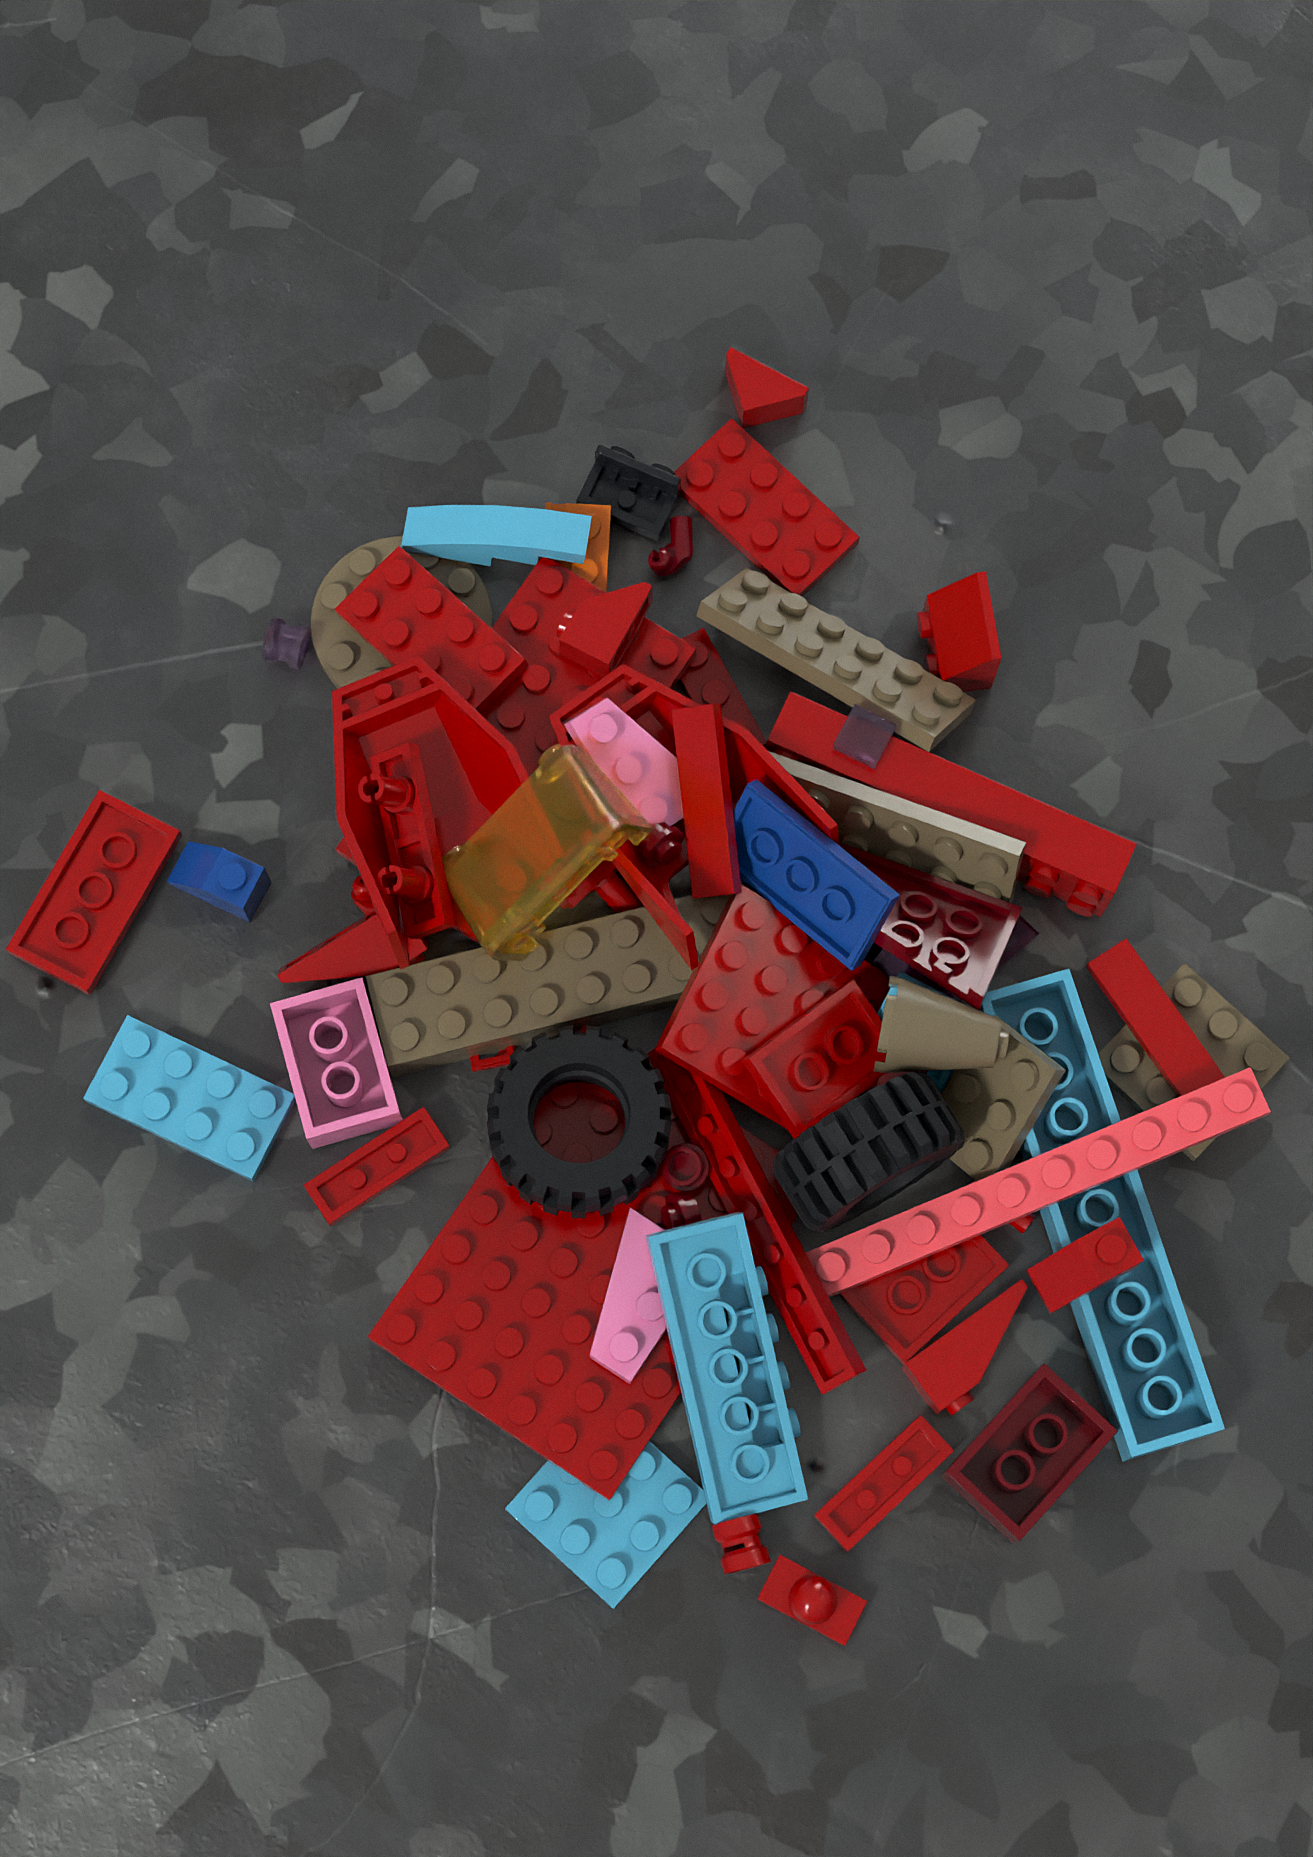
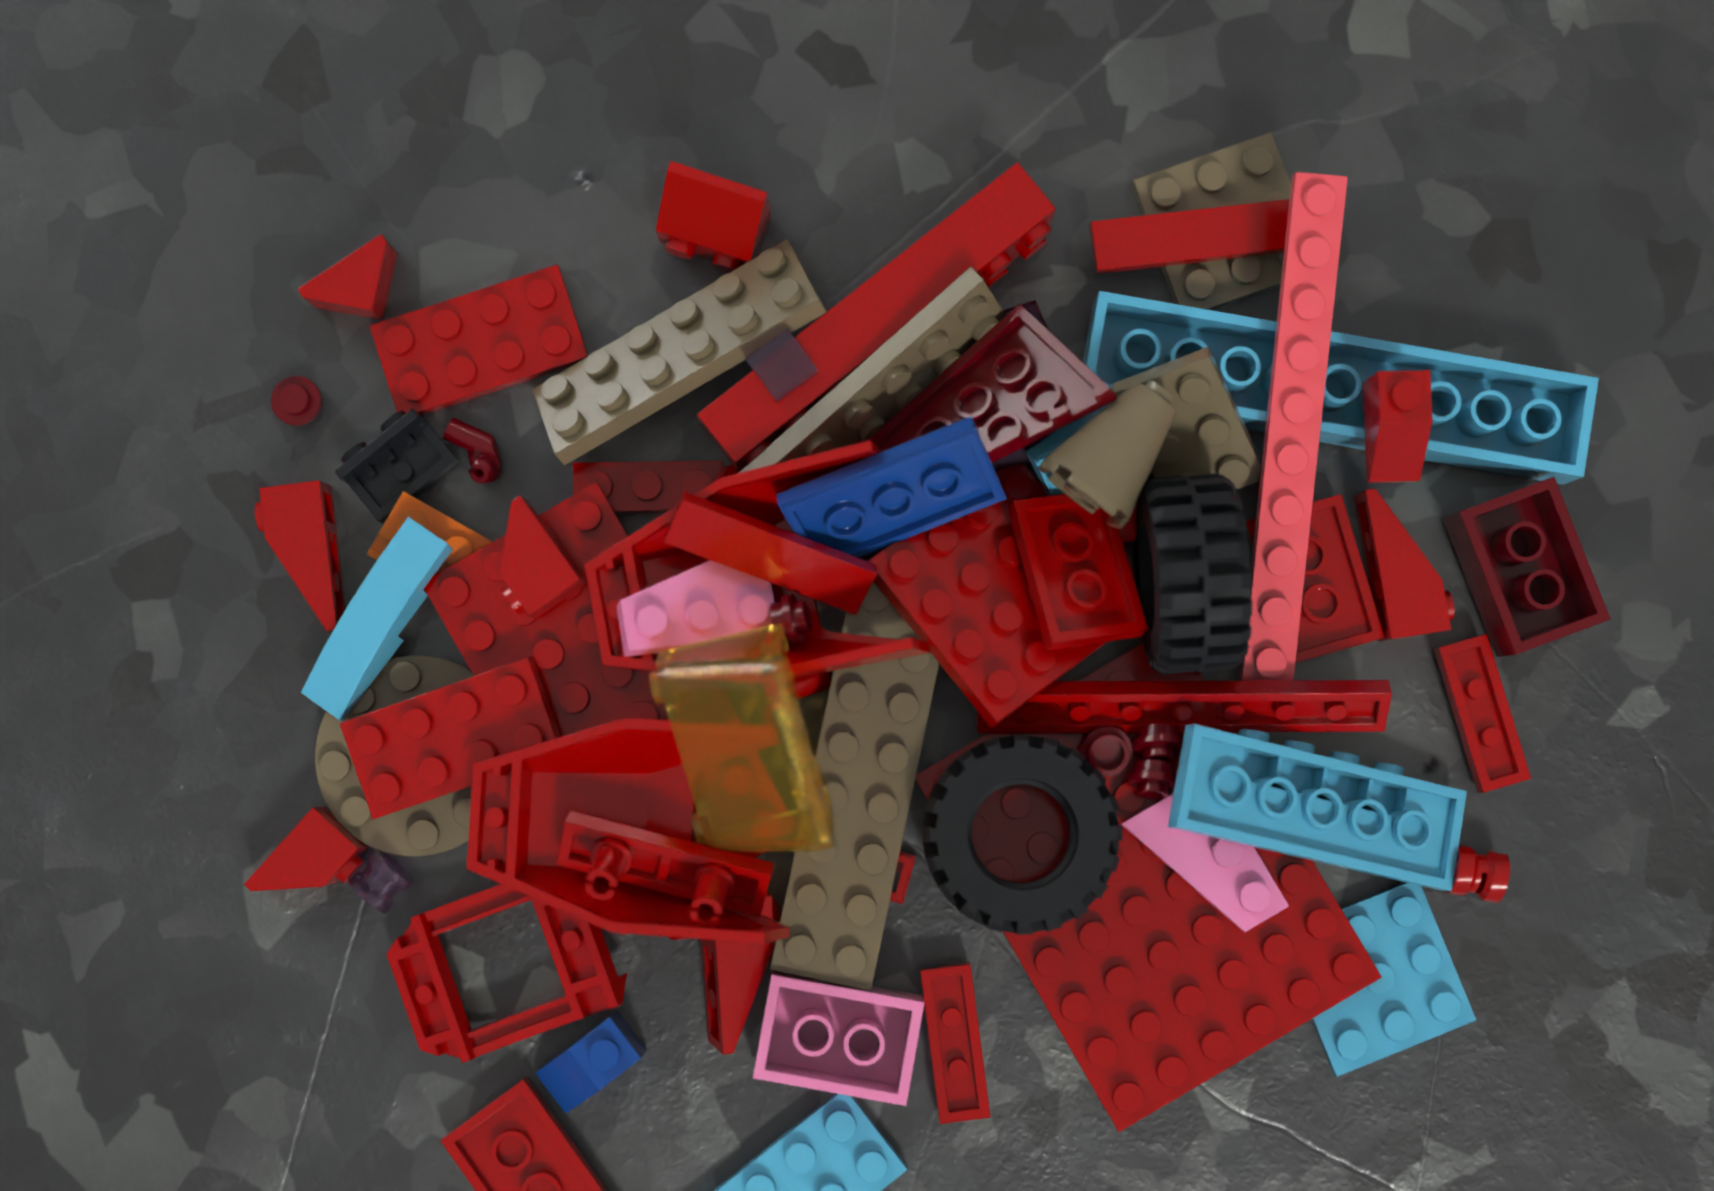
camera: 65 degrees left, 10 degrees up
(214, 726) = (433, 998): none -> red wedge
(280, 579) = (311, 856): none -> red slope
(534, 451) = (304, 536): none -> red slope
(641, 393) = (296, 400): none -> dark red plate
(713, 1200) = (1158, 743): none -> dark red plate
(812, 1600) = (1553, 832): red tile -> none

